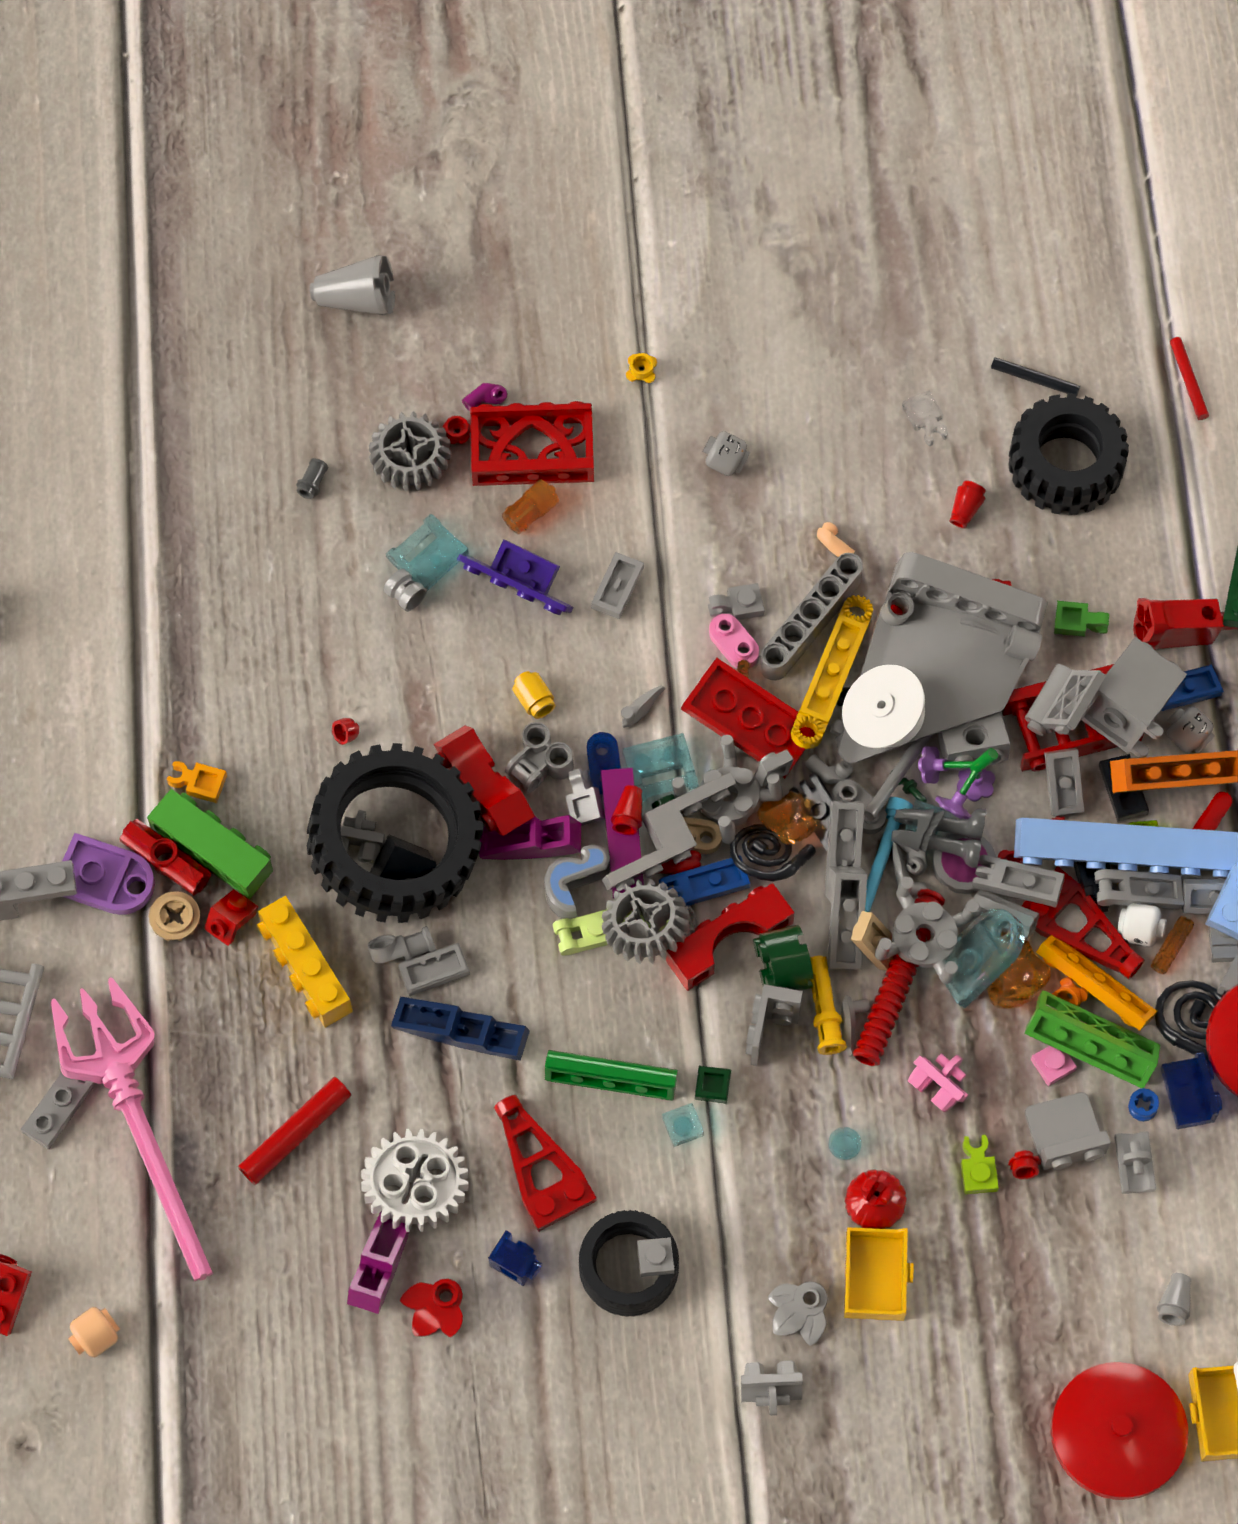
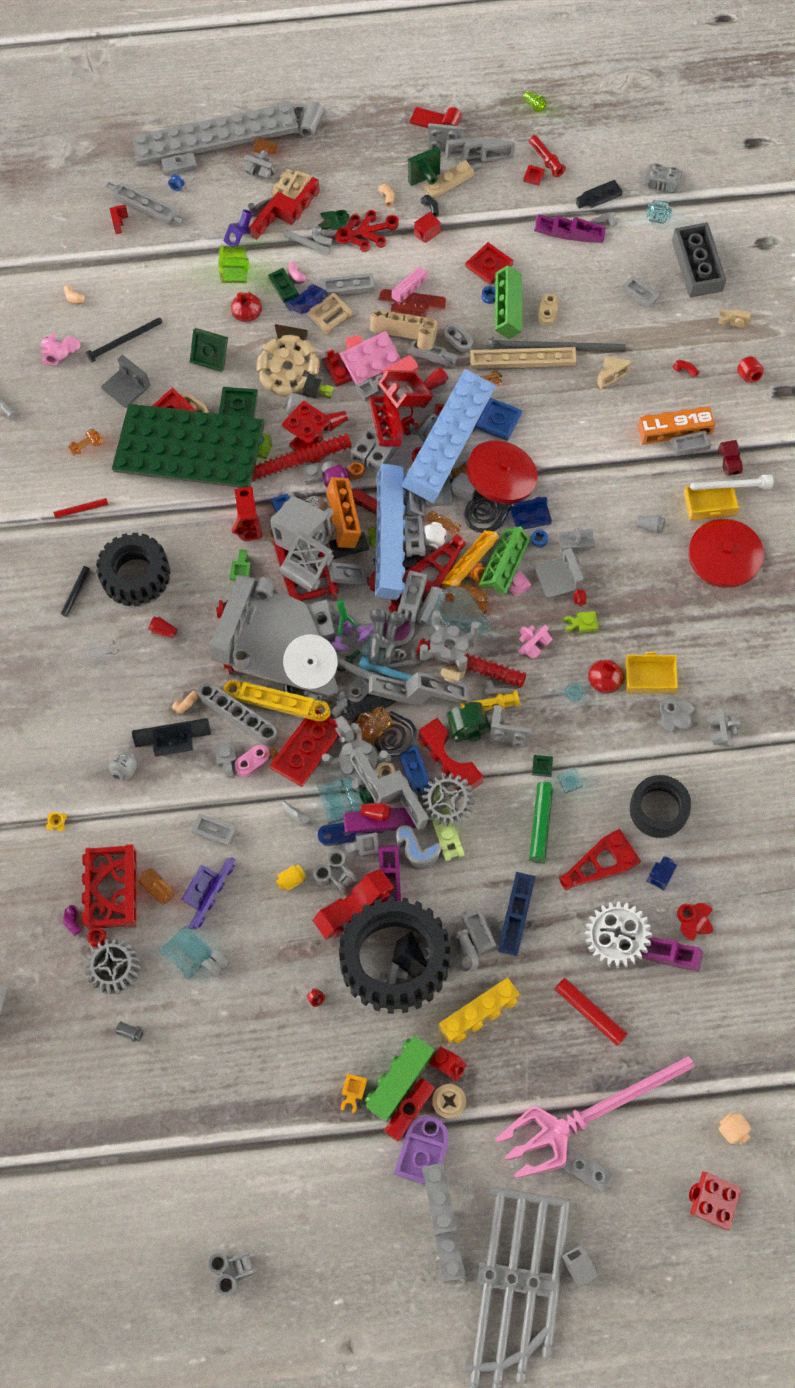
camera: 90 degrees left, 0 degrees up
(655, 1257) = (662, 785): light grey plate -> none
(771, 522) = (171, 737): none -> black bracket

